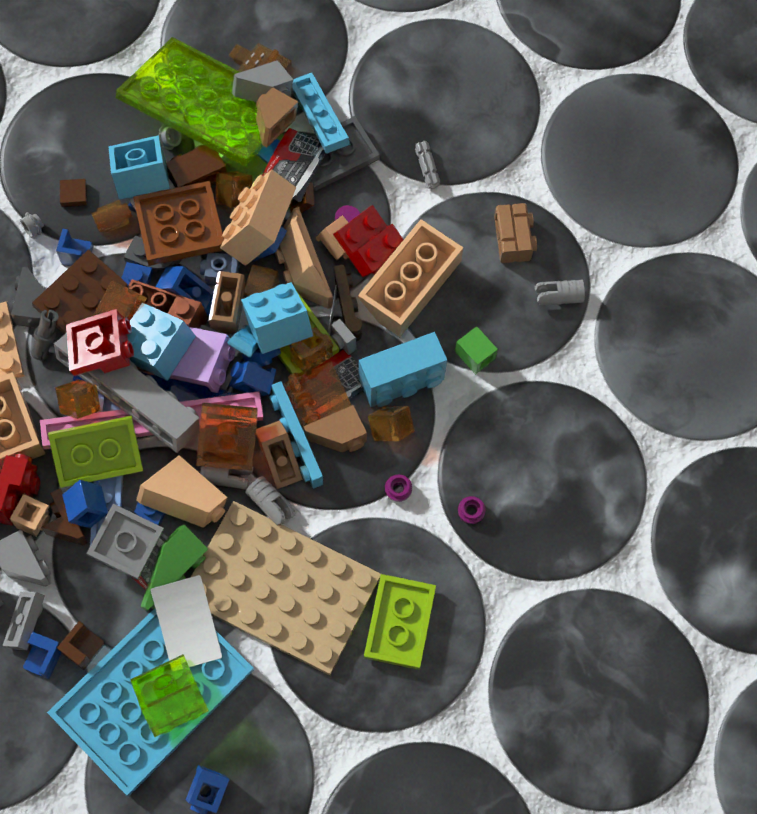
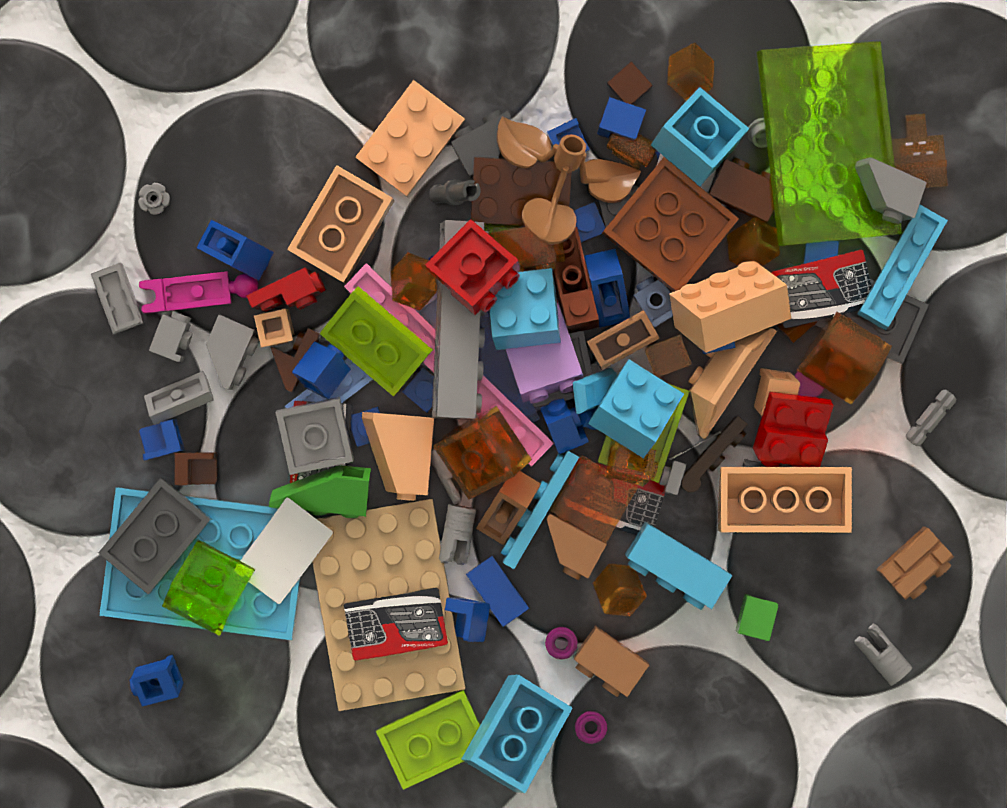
camera: 60 degrees right, 20 degrees up
(32, 224) = (563, 74): light grey plate -> none
(80, 239) = (547, 220): none -> medium nougat plant
(86, 206) = (621, 119): none -> blue panel
(94, 150) = (690, 70): none -> clear orange panel
(102, 706) = (155, 535): none -> dark grey plate
(156, 454) = (421, 390): none -> blue plate
(274, 114) = (857, 230): medium nougat slope -> none
(298, 586) = (395, 624): none -> sticker
(330, 504) = (497, 590): none -> blue tile
(333, 533) = (471, 618): none -> blue panel
(347, 179) = (844, 358): none -> clear orange brick
(435, 463) = (610, 661): none -> medium nougat brick
(438, 554) = (517, 733): none -> medium azure brick

